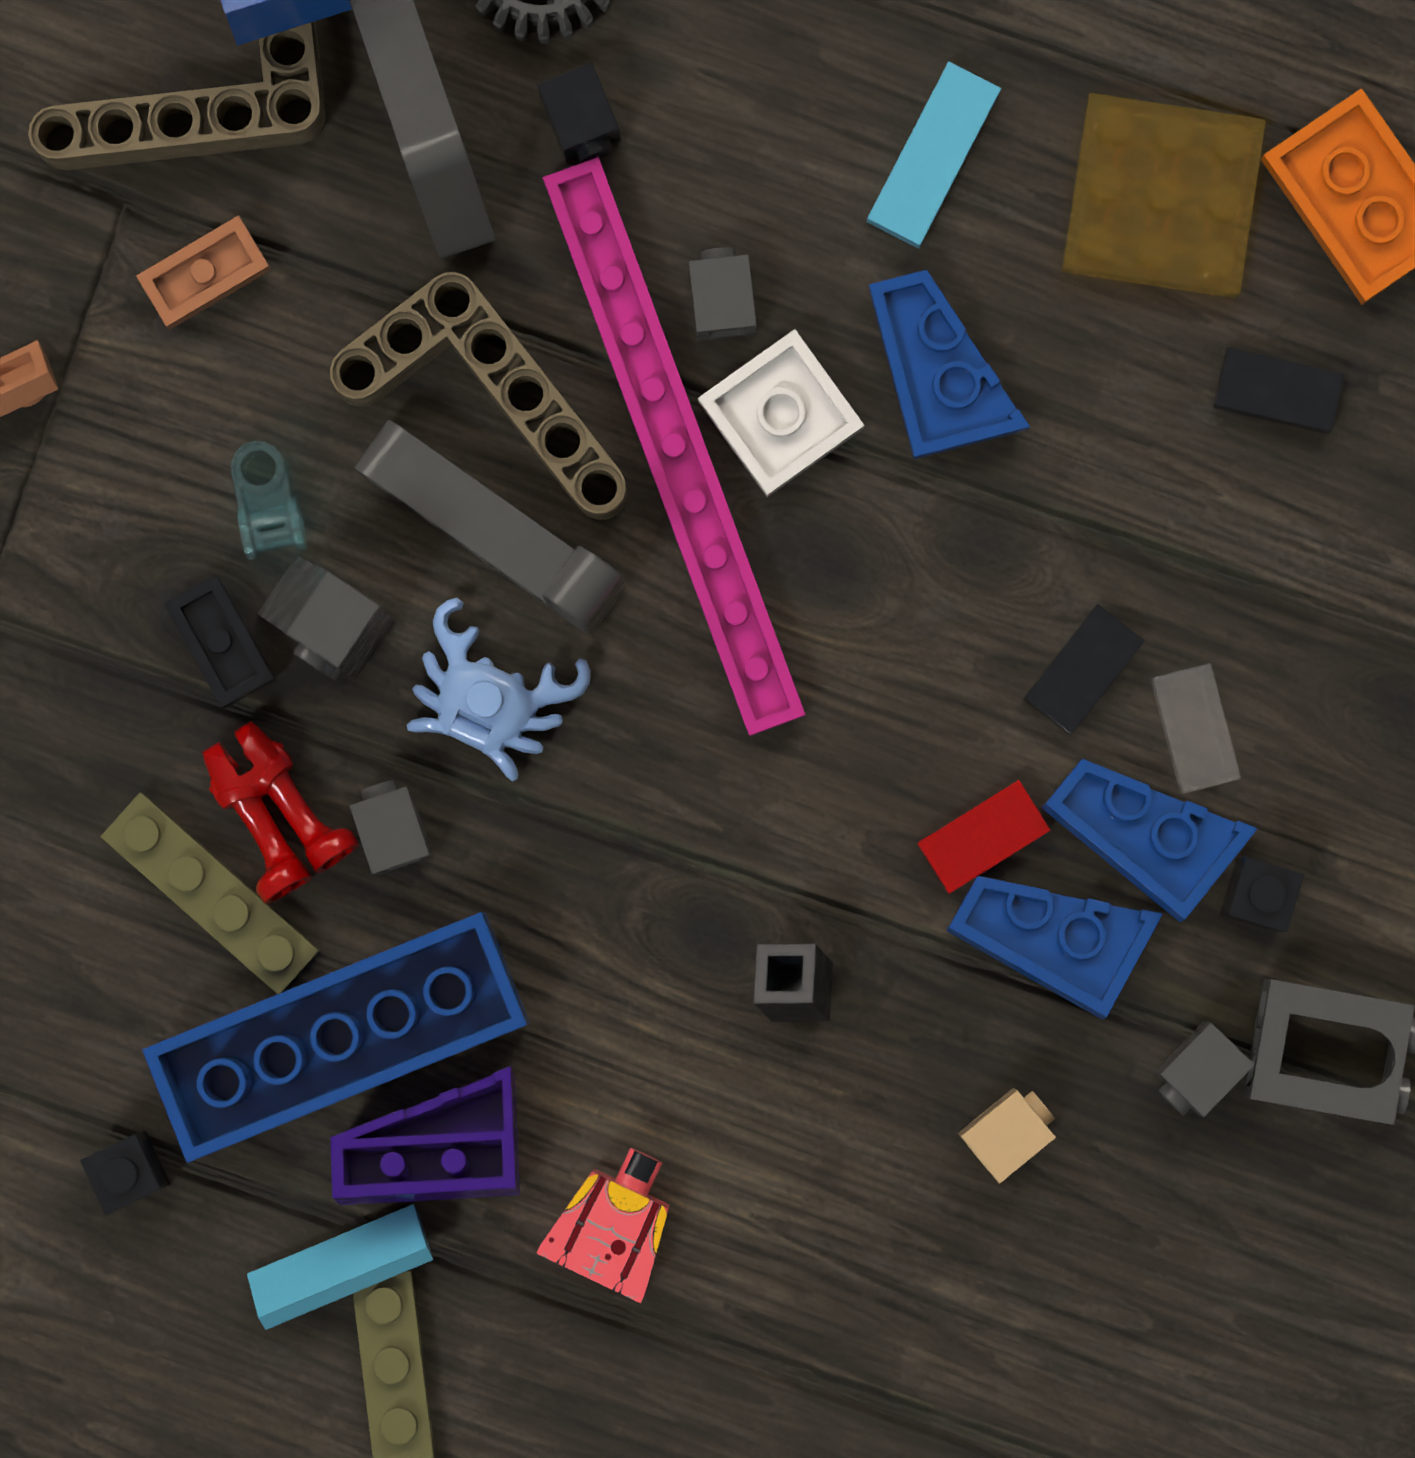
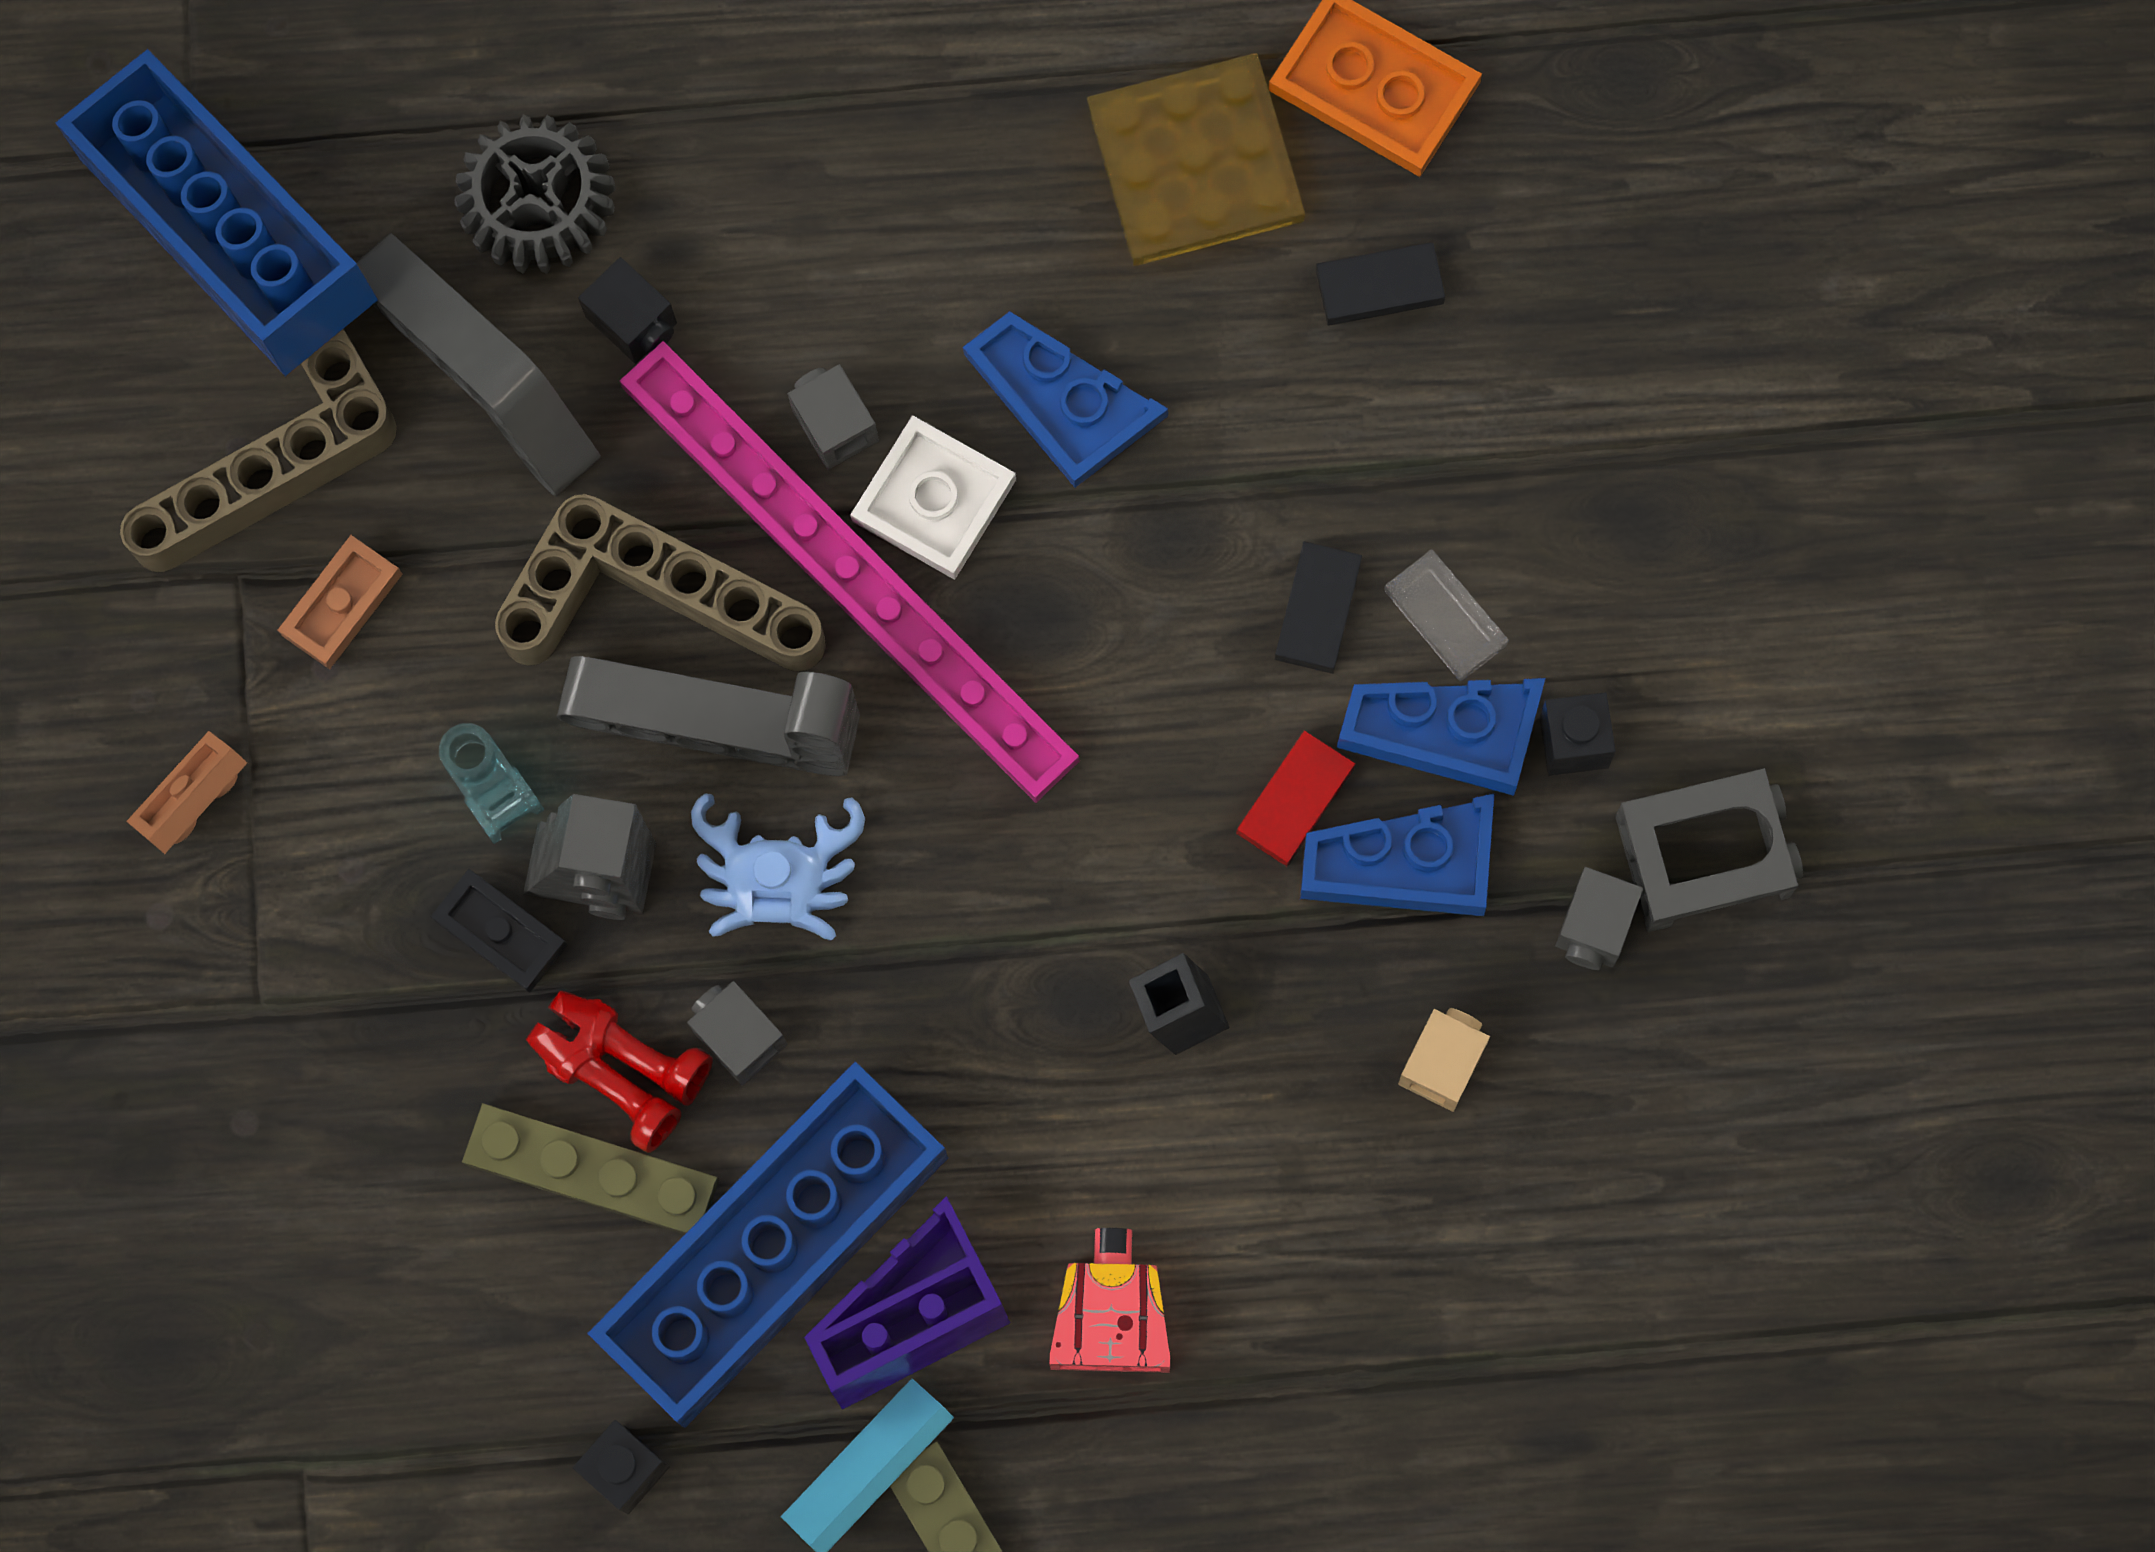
camera: 25 degrees left, 10 degrees down
(933, 155) = (970, 212): medium azure tile -> none

